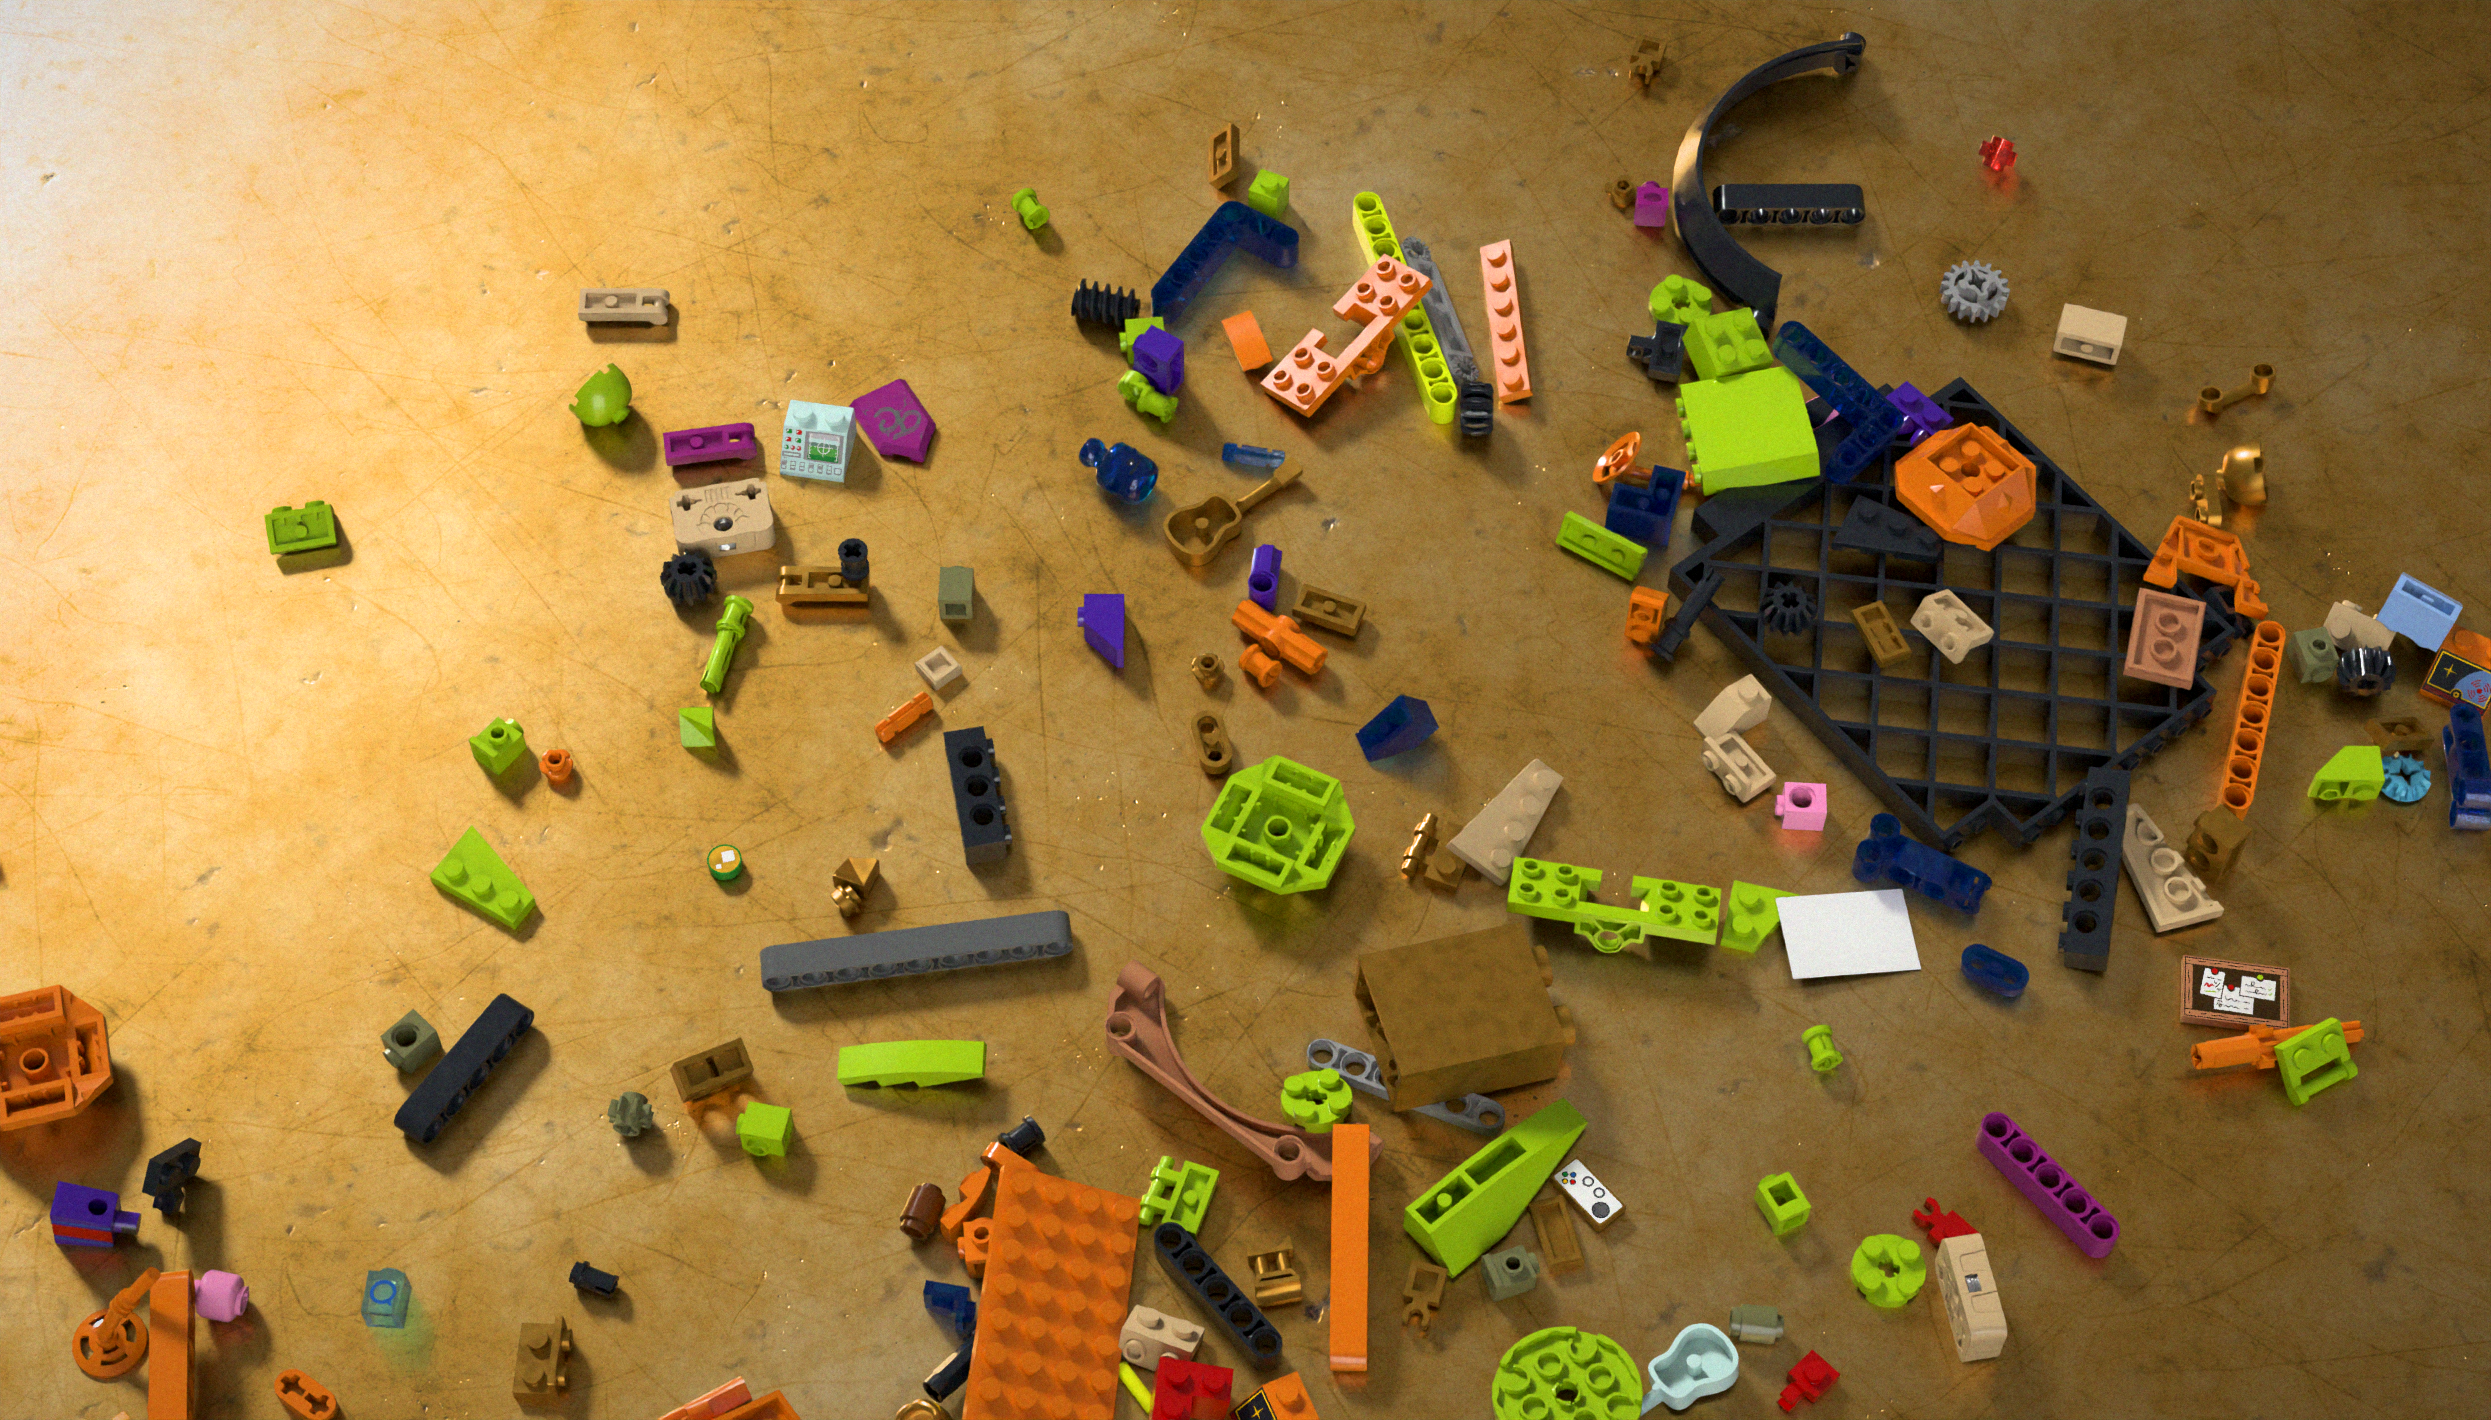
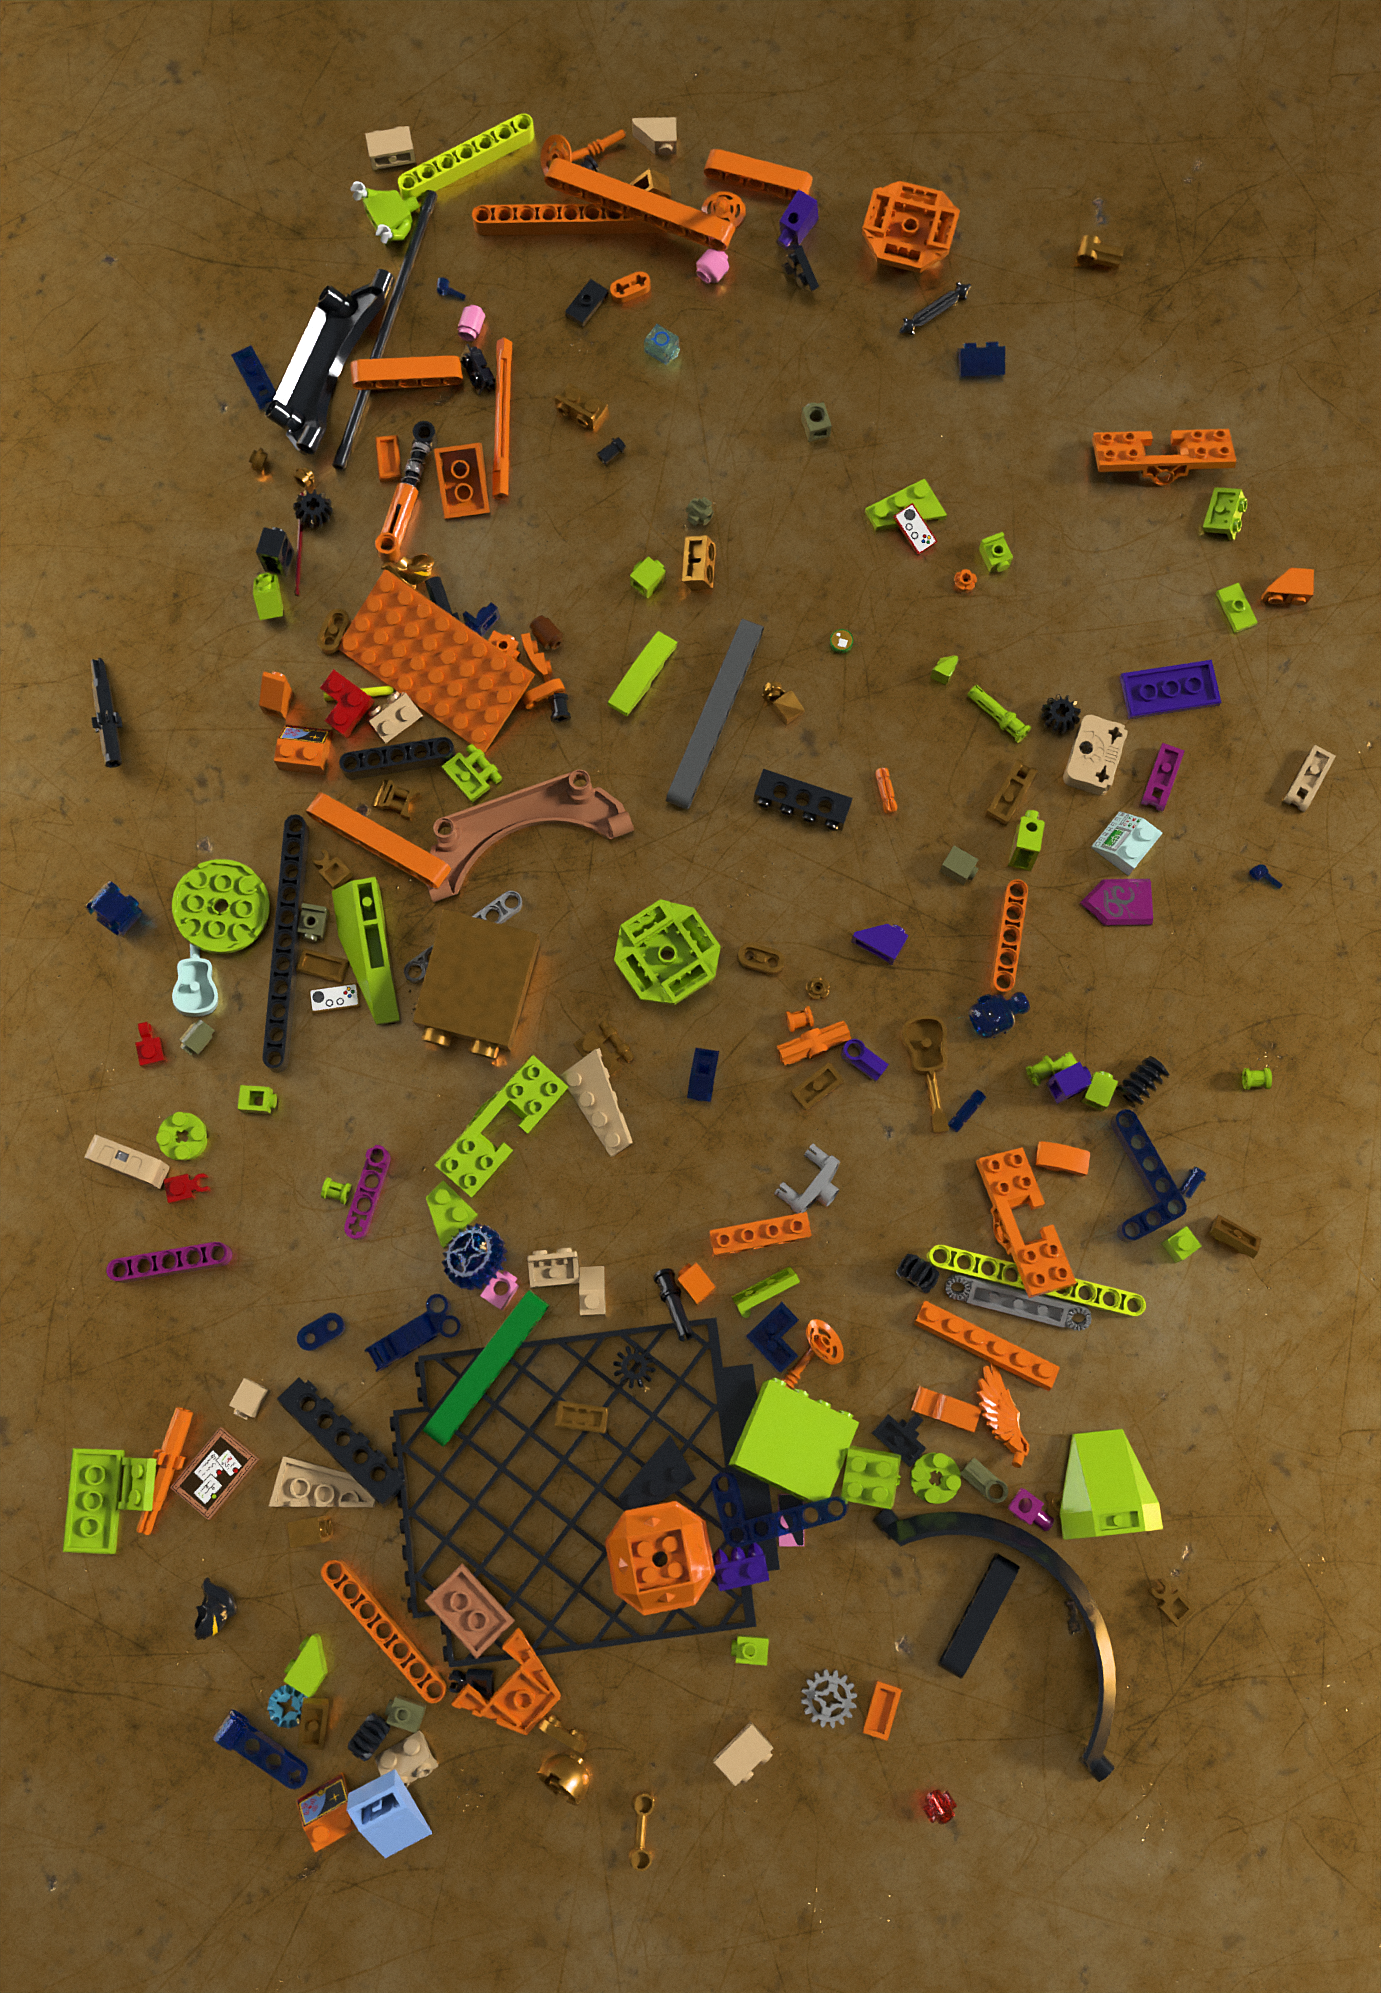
camera: 120 degrees right, 20 degrees up
(28, 1318) = (756, 174): none -> orange beam
(149, 987) = (934, 308): none -> black wheel
(205, 892) = (981, 360): none -> clear blue bracket
(227, 585) = (1194, 447): none -> orange plate
(372, 419) = (1292, 587): none -> orange slope
(430, 466) = (1236, 608): none -> lime plate
(464, 1069) = (782, 442): black beam -> none
(514, 849) = (915, 529): none -> tile
(584, 488) = (1170, 689): none -> dark purple tile
(603, 398) = (1230, 726): lime cylinder -> none
(774, 305) = (1262, 871): none -> clear blue hand
(853, 557) = (1009, 815): black bush -> none
(885, 531) = (1027, 841): none -> lime torso
(938, 668) = (911, 830): tan tile -> none
(1031, 500) = (1012, 927): none -> orange beam
(1189, 217) = (1193, 1181): none -> clear blue pin
(1322, 1085) = (477, 866): lime plate -> none
(1446, 549) = (819, 1189): none -> light grey connector
(1544, 579) = (760, 1234): none -> orange brick
(1548, 1302) = (289, 953): none -> black beam
(1569, 271) = (1002, 1414): none -> orange animal
(1581, 151) = (1106, 1488): none -> lime wedge
(1601, 321) = (946, 1409): none -> orange piece
(1651, 256) = (983, 1479): none -> olive piece
(1760, 1016) = (369, 1193): none -> magenta beam
(1794, 858) = (477, 1263): none -> clear blue gear
(1847, 933) = (401, 1261): white sticker -> none
(1903, 753) = (486, 1368): none -> green beam
(1947, 247) = (881, 1710): none -> orange tile
(1950, 625) = (560, 1470): tan bracket -> none
(1986, 376) = (750, 1649): none -> lime brick
(2127, 1001) = (249, 1399): none -> tan brick
(2370, 1109) = (93, 1501): none -> lime tile
(2379, 901) = (214, 1611): none -> black hair

